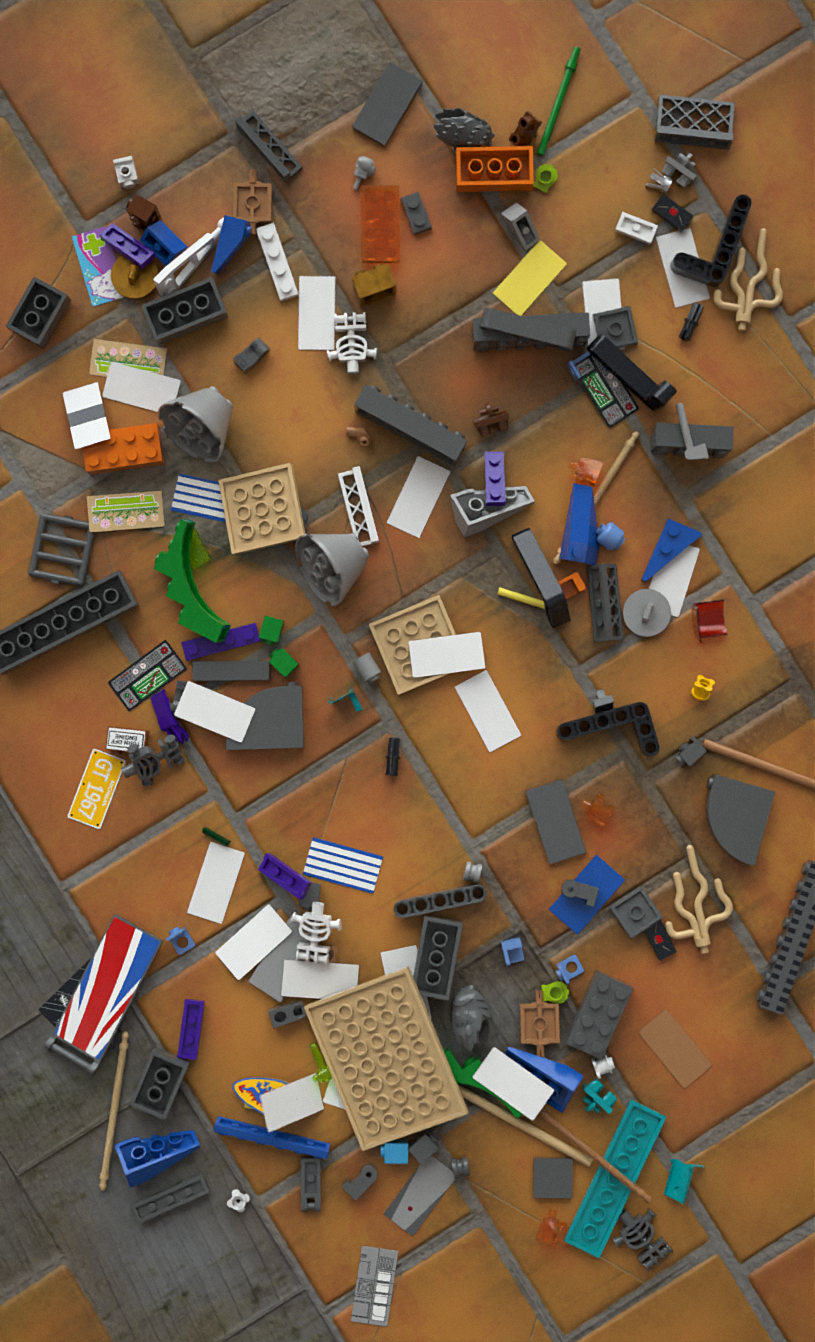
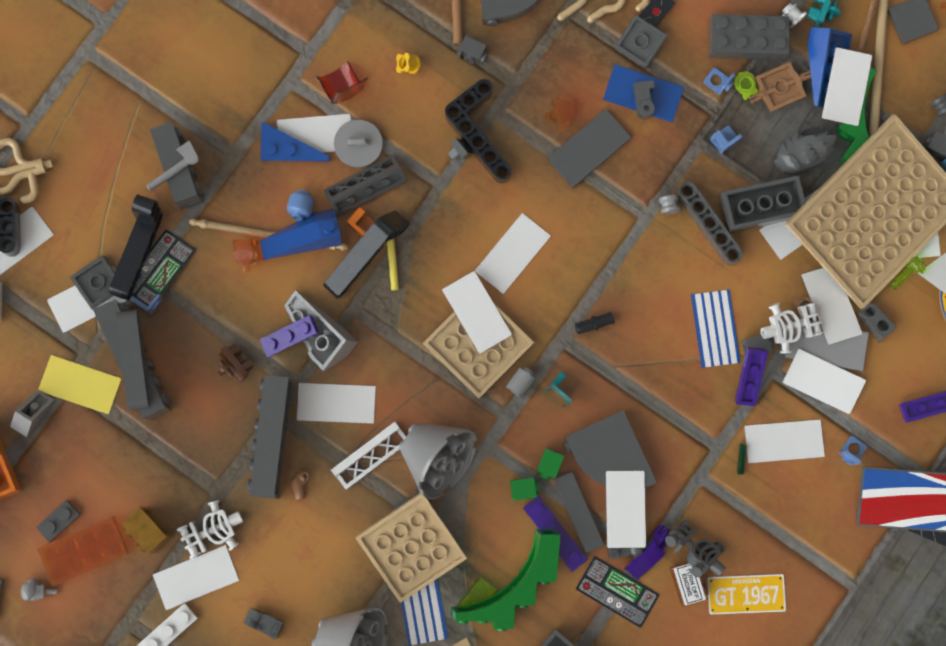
camera: 115 degrees left, 5 degrees down
(691, 322) = (62, 213): black axle -> none

